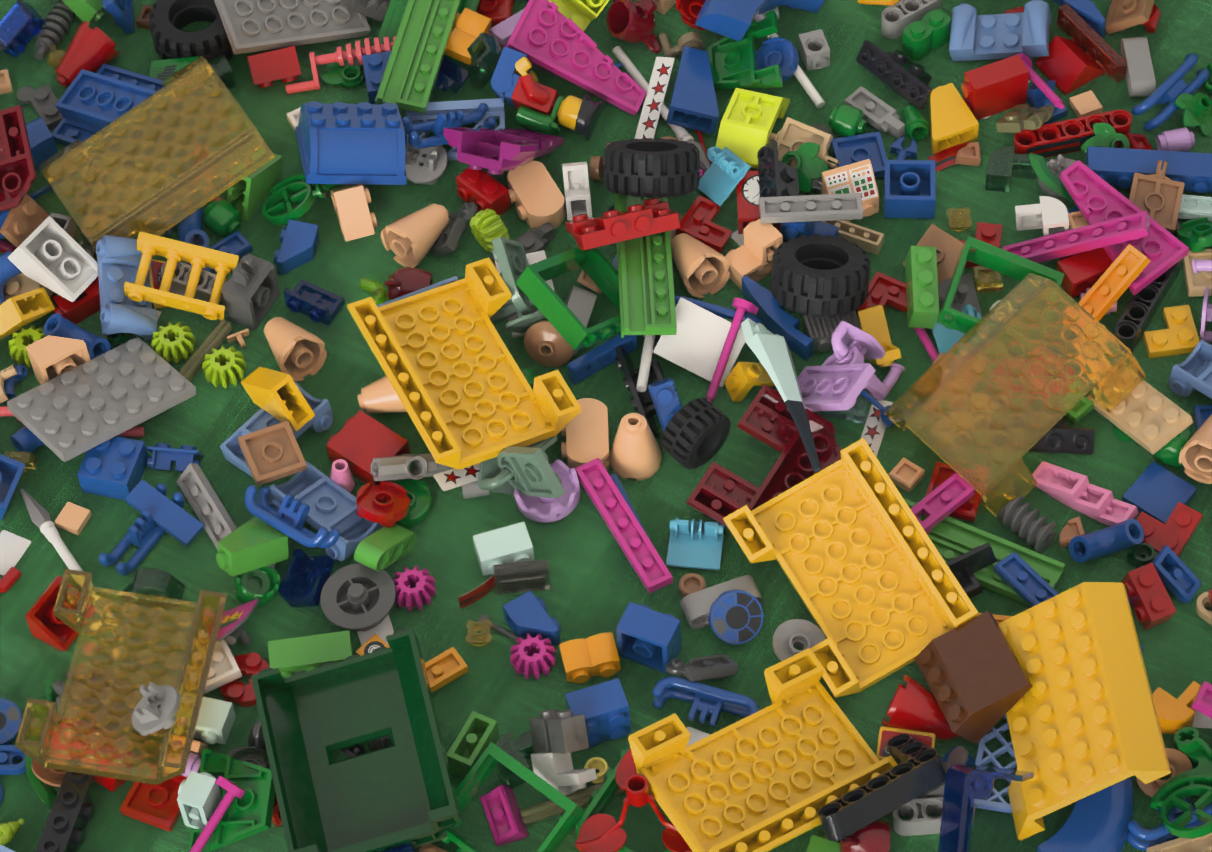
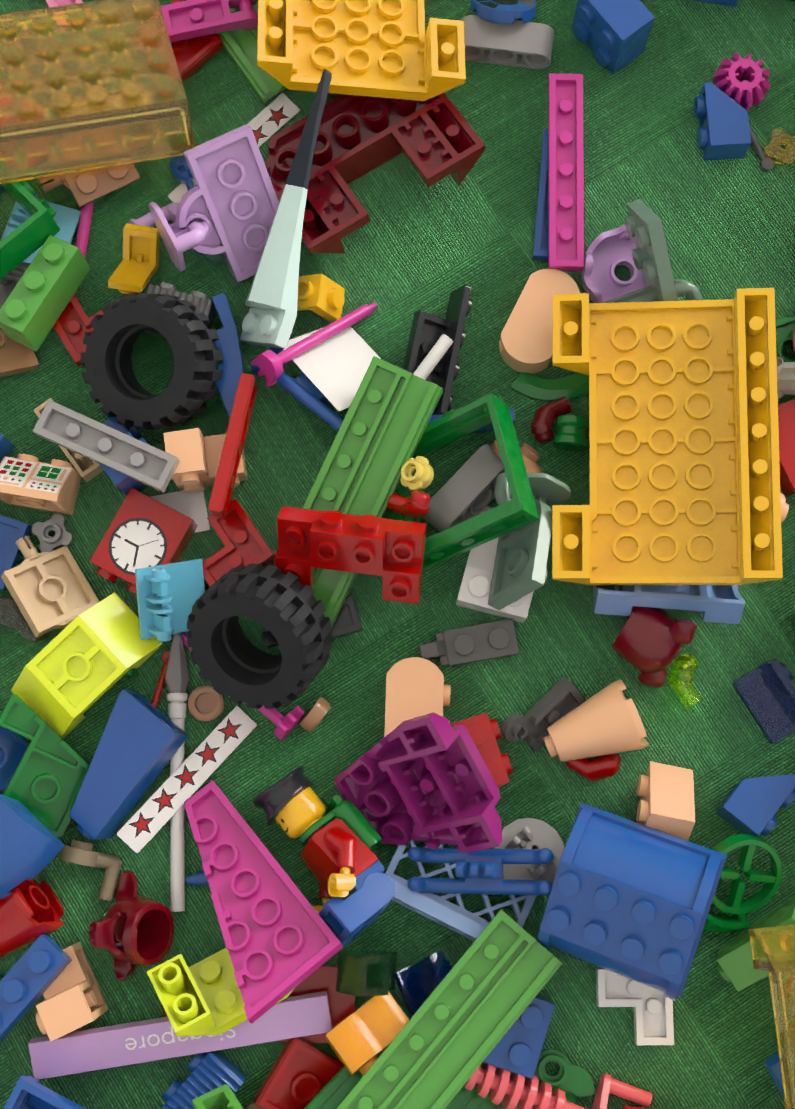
camera: 155 degrees left, 25 degrees up
(477, 593) = (773, 190): red sticker -> none
(486, 227) = (505, 680): lime gear -> none
(503, 546) = (711, 221): light aqua brick -> none
(522, 576) = (708, 175): clear smoke plate -> none
(576, 189) = (363, 679): white brick -> none
(590, 657) = (681, 49): light orange brick -> none
(599, 267) = (411, 508): none -> red arm
(609, 288) = (422, 477): none -> light yellow plate
(635, 449) = (495, 273): light nougat cone -> none
(665, 400) = (431, 290): blue brick -> none
(691, 583) = (522, 85): medium nougat tile -> none
(695, 433) = (421, 235): black tyre -> none
(695, 544) = (499, 128): medium azure hinge -> none
(699, 265) = (275, 482): light nougat cone -> none
(737, 257) = (233, 446): none -> red tile
(775, 176) = (117, 536): black bracket -> none
(808, 164) = (60, 554): green plate -> none
(906, 475) = (213, 95): light nougat tile -> none

